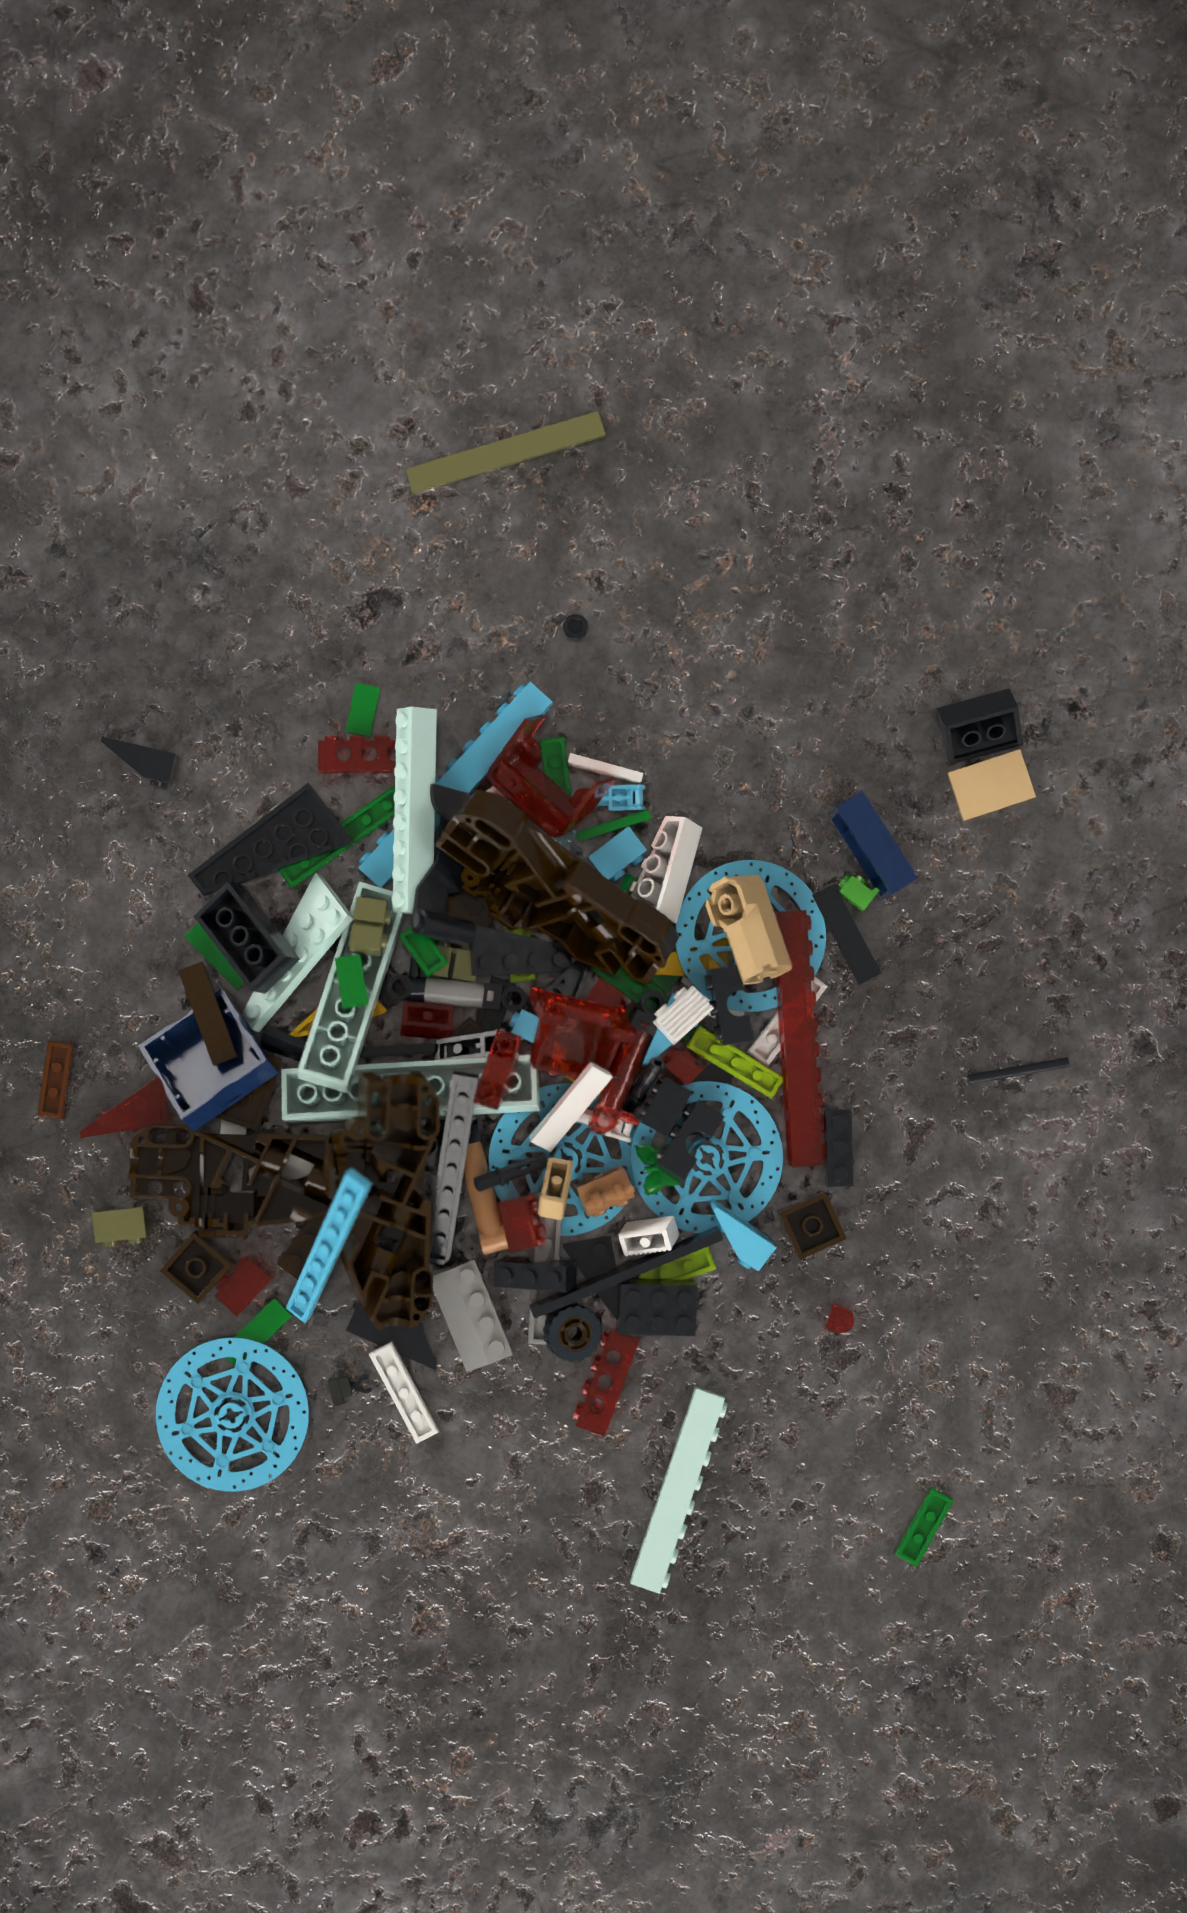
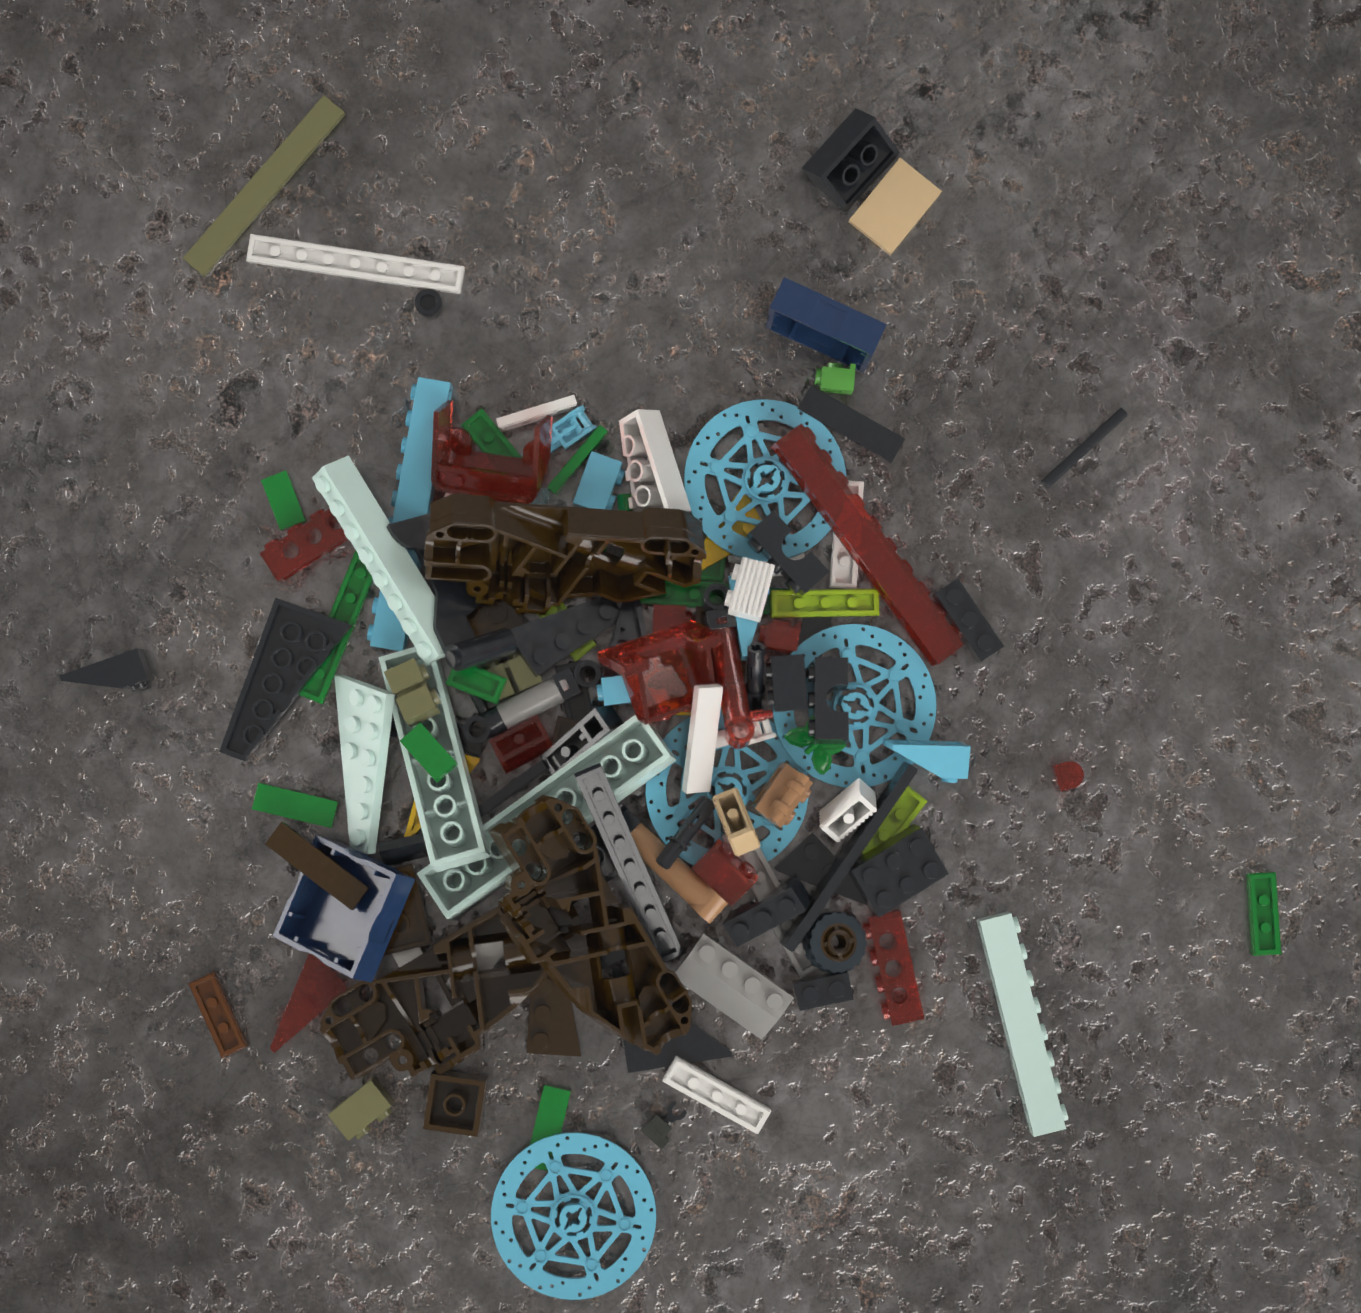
camera: 30 degrees left, 0 degrees up
(243, 1285) = (509, 1092): clear red brick -> none
(246, 937) = (308, 774): black brick -> none
(328, 1245) = (561, 1006): medium azure tile -> none
(498, 1070) = (615, 747): clear red slope -> none
(538, 559) = (355, 264): none -> white tile
(539, 1363) = (822, 990): none -> black brick
(751, 927) = (761, 469): tan brick -> none
(811, 1225) = (989, 706): dark brown brick -> none

